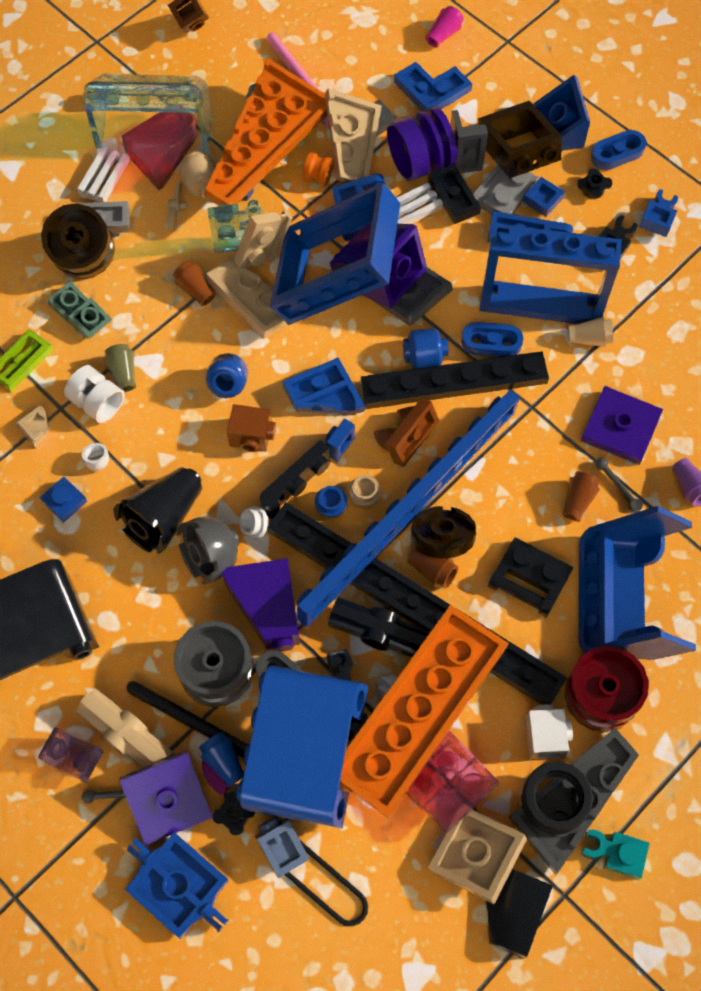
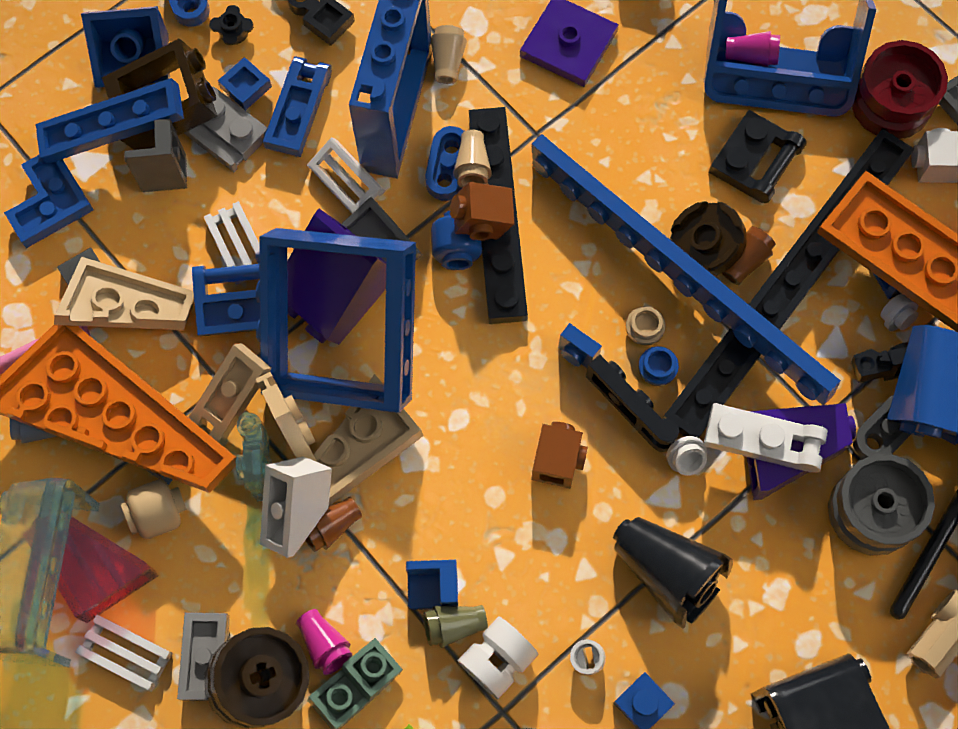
camera: 85 degrees left, 5 degrees up
(108, 287) = (324, 643): none -> dark pink cone
(150, 355) = (432, 583): none -> blue panel
(175, 206) = (191, 549): tan piece -> none
(202, 249) = (293, 503): none -> white slope
(208, 547) = (728, 507): dark grey cylinder -> none
(227, 375) = (483, 480): blue head -> none
(263, 566) = (764, 437): none -> white plate
(277, 200) = (229, 392): none -> tan plate
(318, 169) = (164, 351): orange wheel -> none
(324, 390) = (504, 364): blue wing -> none
(377, 627) = (829, 310): black piece -> none
(415, 427) = (581, 281): dark orange tile -> none
(422, 143) = (153, 211): dark purple wheel -> none
(440, 352) = (482, 211): none -> dark orange brick
(454, 193) = (225, 186): black plate -> none
(469, 271) = (324, 154): none -> white tile
(488, 105) = (108, 121): none -> blue plate
(489, 348) = (472, 159): none -> tan cone
(580, 494) = (661, 92): dark orange cone -> none
(631, 570) = (754, 49): none -> dark pink cone
(635, 505) = (668, 42): dark grey hinge -> none

